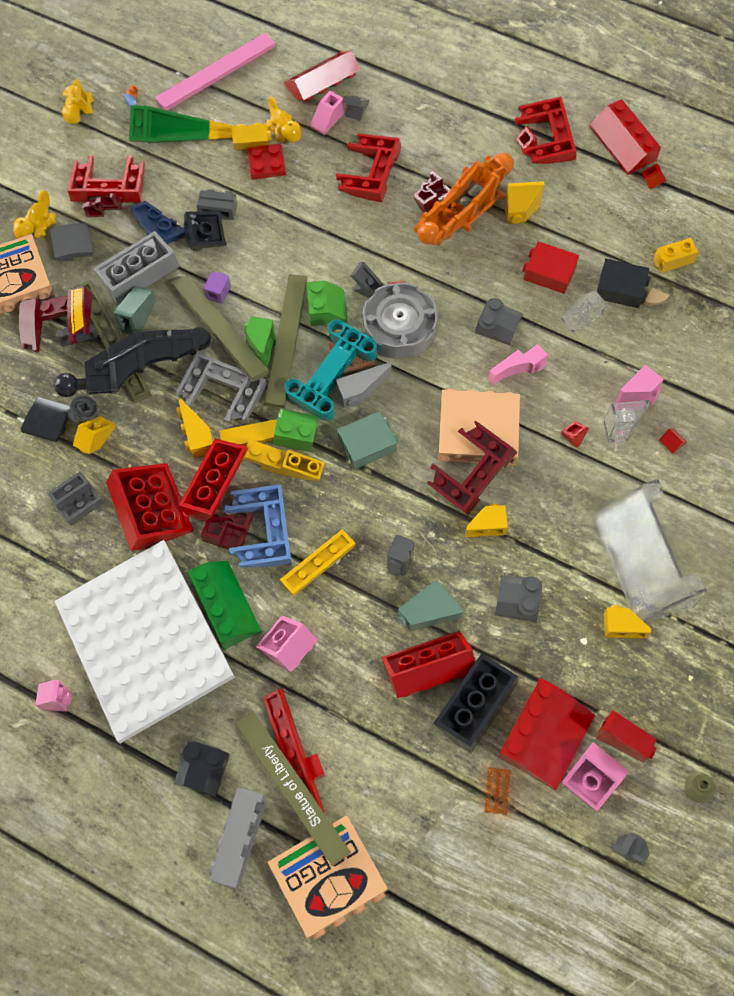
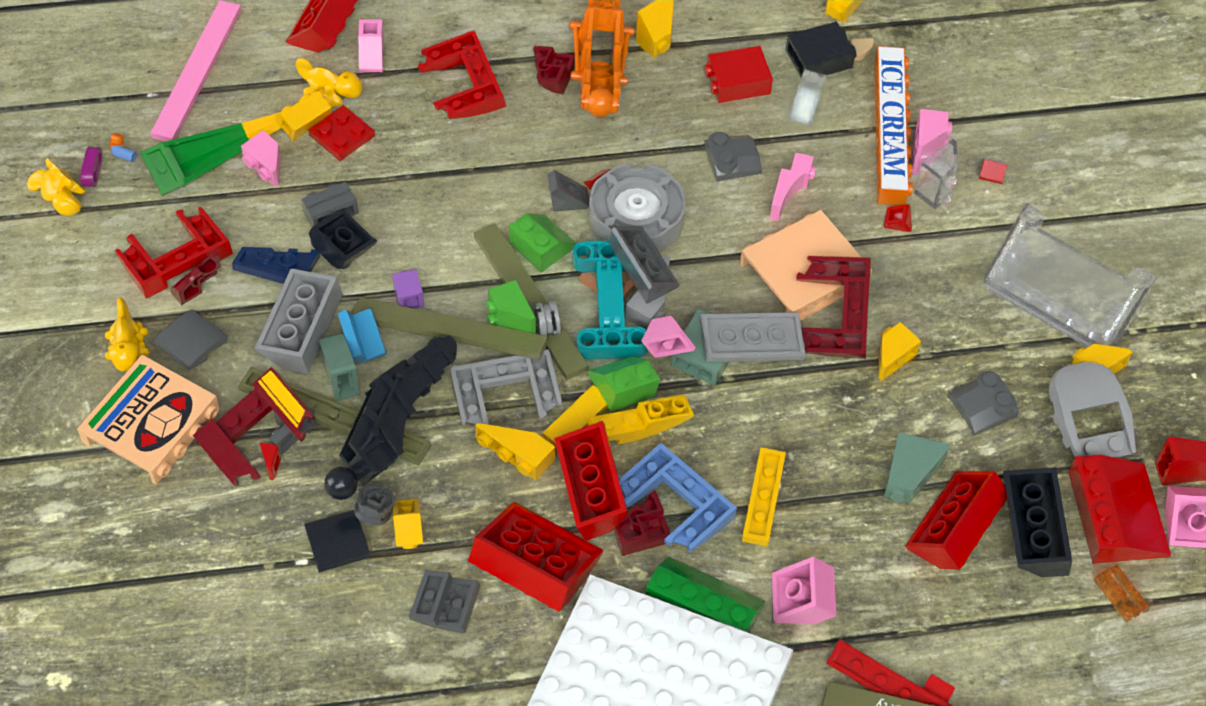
camera: 40 degrees left, 10 degrees down
(50, 345) = (271, 458): none -> red slope
(104, 99) = (91, 166): none -> magenta beam
(163, 299) = (362, 335): none -> dark azure panel
(206, 149) = (264, 156): none -> bright pink slope
(278, 358) = (545, 319): none -> light grey wheel
(340, 417) = (666, 338): none -> bright pink slope
(355, 106) = (393, 25): dark grey slope -> none
(364, 357) = (642, 262): none -> dark grey slope
(396, 452) = (752, 337): none -> light grey tile
(400, 555) = (844, 432): dark grey brick -> none
(589, 634) = (1087, 387): none -> light grey slope
(626, 364) = (891, 126): none -> brick

